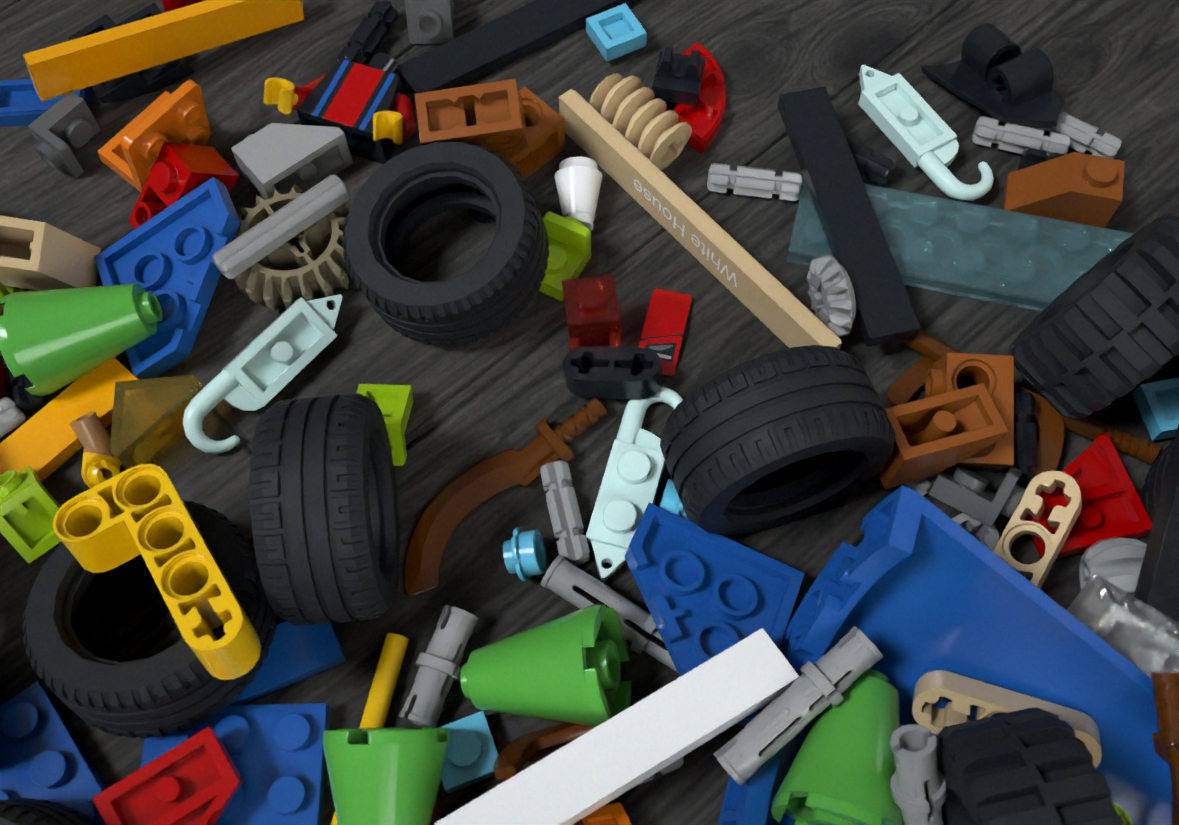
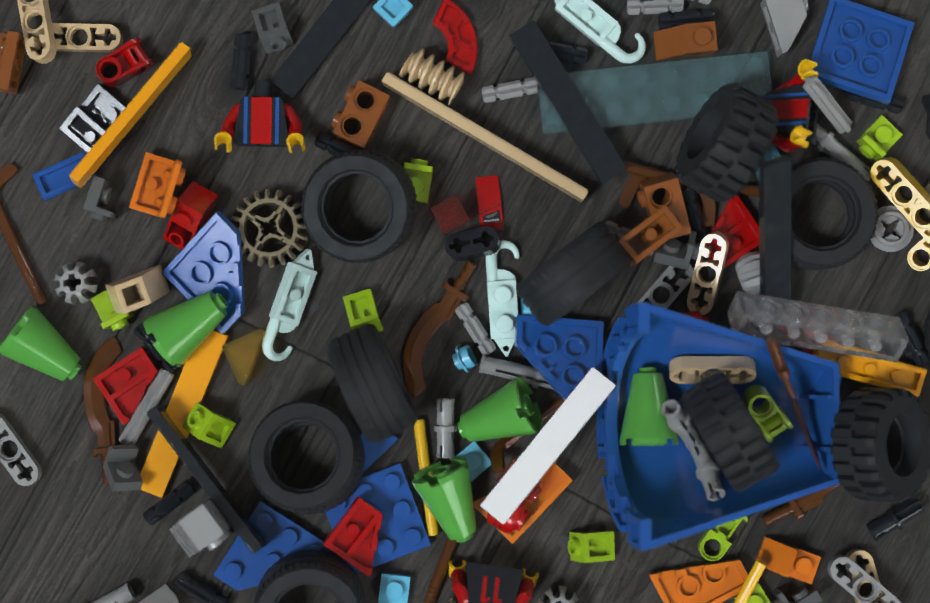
camera: 25 degrees left, 25 degrees up
(97, 460) = (227, 382): arm -> none
(147, 517) = (322, 444): yellow beam -> none
(281, 226) = (265, 227): light grey axle -> none
(291, 156) = (238, 172): light grey slope -> none
(474, 114) = (346, 130): dark orange brick -> none
(578, 188) = (413, 135): white cone -> none
(679, 77) = (444, 35): black tile -> none
(798, 705) = (624, 389): light grey pin -> none
(832, 294) = (575, 161): light grey gear -> none

